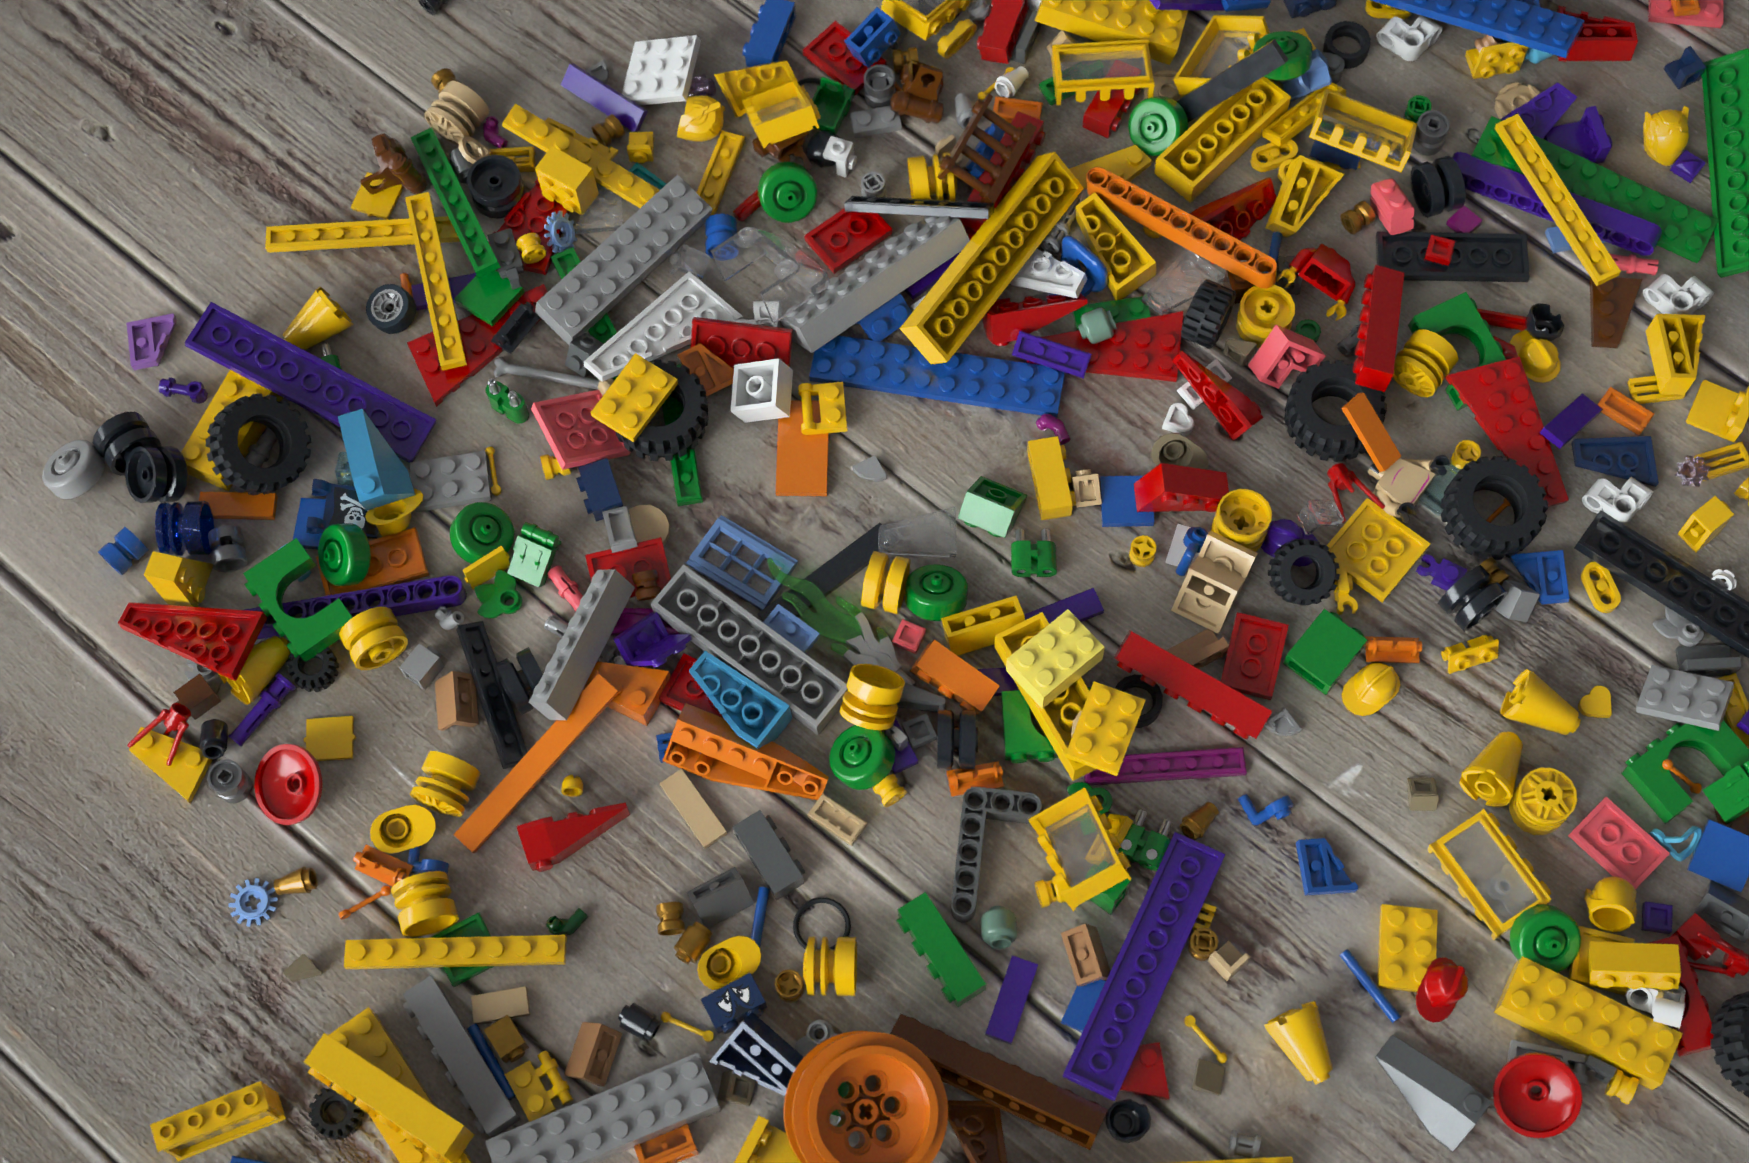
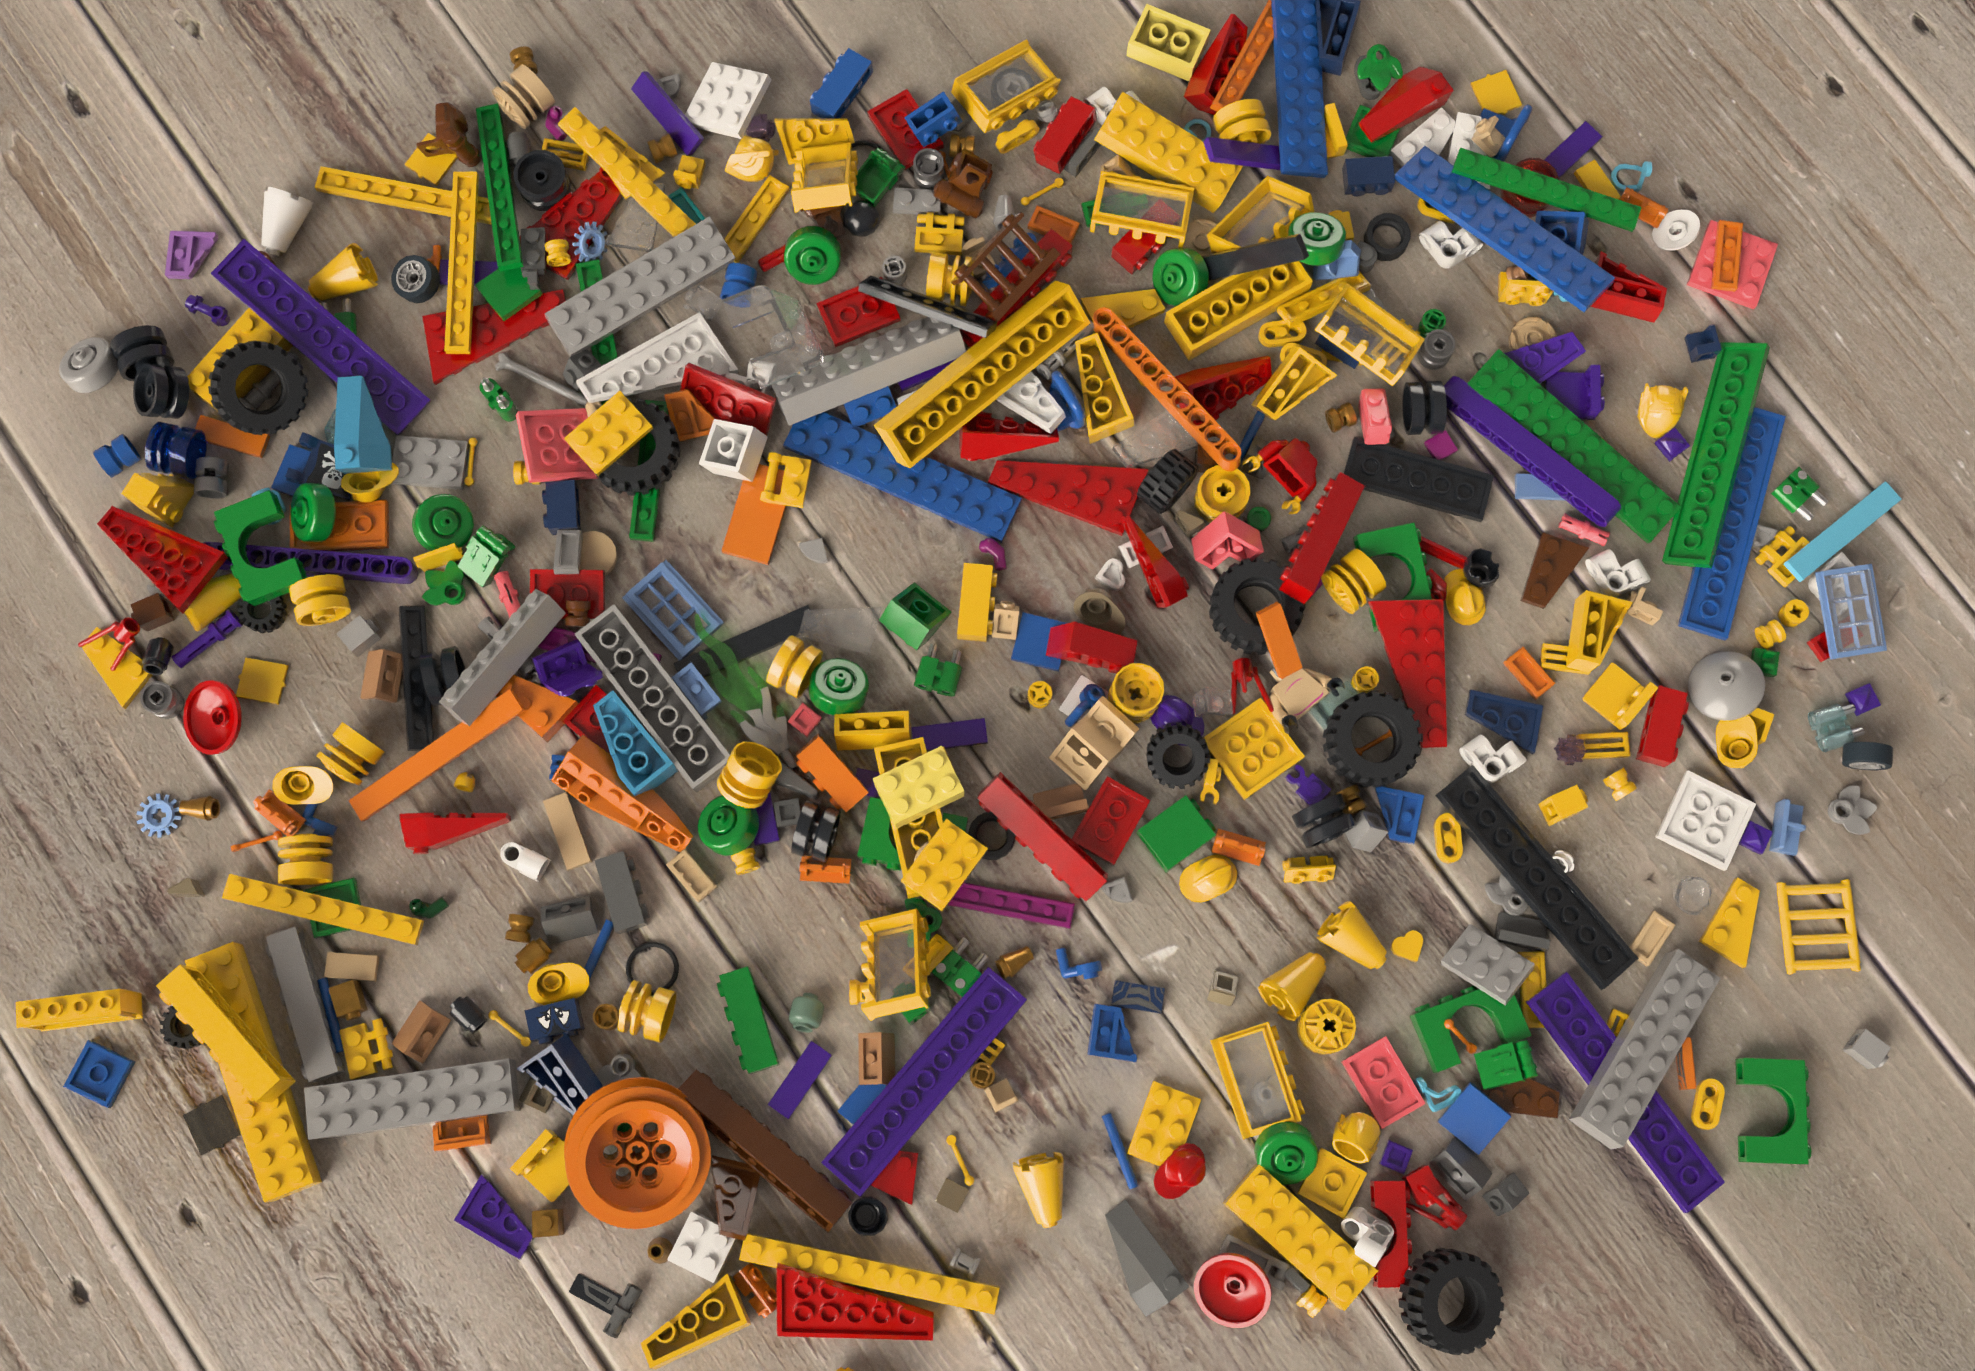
camera: 10 degrees right, 10 degrees up
(240, 281) = (282, 219): none -> white cone
(448, 618) = (393, 595): light grey arm -> none
(477, 148) = (538, 141): tan piece -> none
(516, 327) = (524, 328): black hinge -> none
(566, 181) = (605, 195): yellow brick -> none
(663, 850) = (528, 862): none -> white piece
(842, 153) = (873, 229): white bracket -> none
(898, 738) = (764, 816): light grey tile -> none
(899, 150) = (939, 239): none -> yellow plate
(974, 841) = (810, 928): dark grey beam -> none
(1009, 83) = (1054, 195): white cone -> none
(1051, 354) = (1011, 482): dark purple tile -> none
(1097, 325) = (1061, 465): sand green head -> none
(1121, 310) = (1080, 453): green plate -> none
(1338, 824) = (1137, 997): none -> tile
(1439, 250) = (1406, 471): red tile -> none
(1557, 200) = (1530, 452): yellow plate -> none
(1571, 421) = (1473, 672): dark purple tile -> none
(1634, 965) = (1354, 1200): yellow brick -> none
(1716, 323) = (1644, 611): none -> tan bracket

